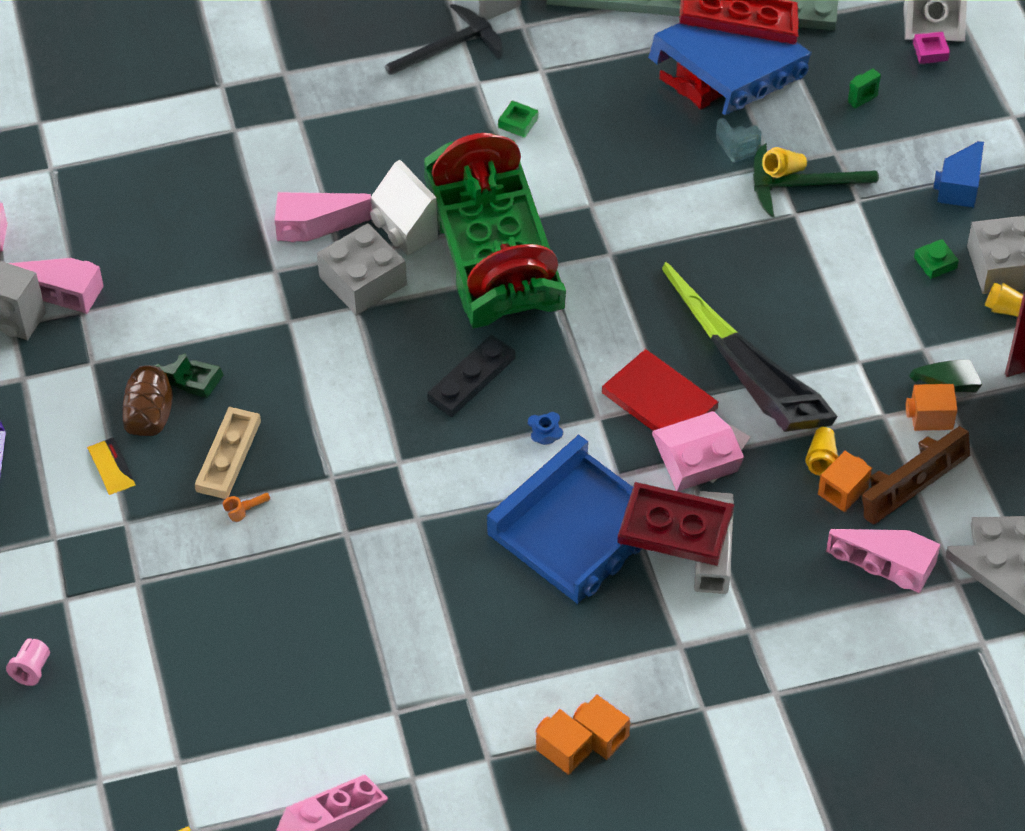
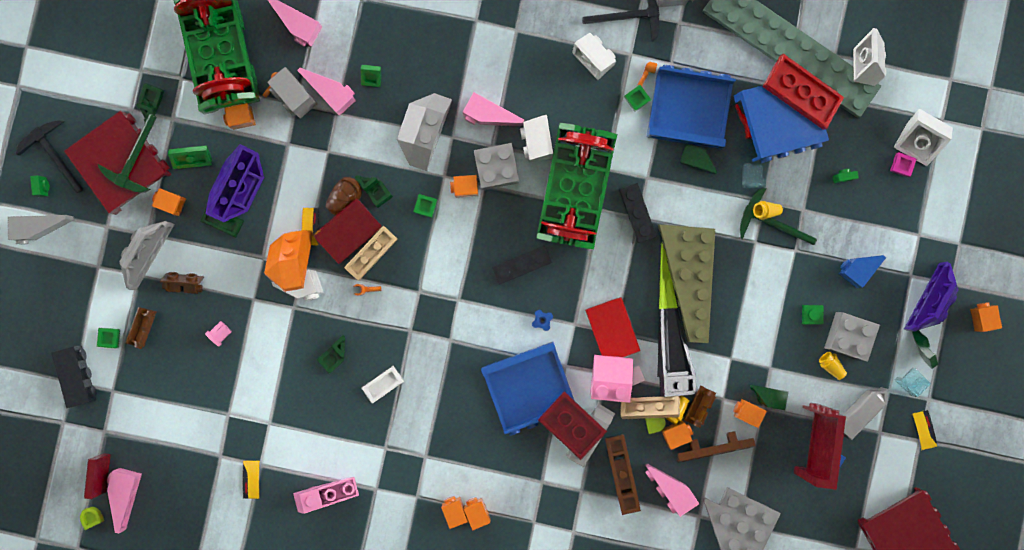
camera: 25 degrees right, 35 degrees up
(101, 481) = (289, 260): none -> orange wedge
(112, 241) = (371, 75): none -> green plate
(134, 528) = (311, 289): none -> white slope
(175, 436) = (347, 231): none -> dark red tile
(225, 277) = (422, 129): none -> light grey wedge
(239, 616) = (333, 356): none -> dark green slope
(281, 360) = (425, 205): none -> green plate
(328, 311) = (464, 186): none -> orange brick
(341, 621) = (382, 384): none -> white tile
(425, 96) = (594, 55): none -> white slope
(514, 83) = (650, 67): none -> orange hand
(598, 100) = (690, 107): none -> blue panel
(604, 246) = (637, 213): none -> black plate
(647, 149) = (697, 158): none -> dark green slope
(730, 280) = (691, 270): none -> olive wing
(780, 457) = (651, 407): none -> tan plate
(798, 563) = (622, 474): none -> reddish brown hinge
(801, 484) = (655, 424): none -> lime tile
(853, 428) = (702, 401): none -> reddish brown hinge

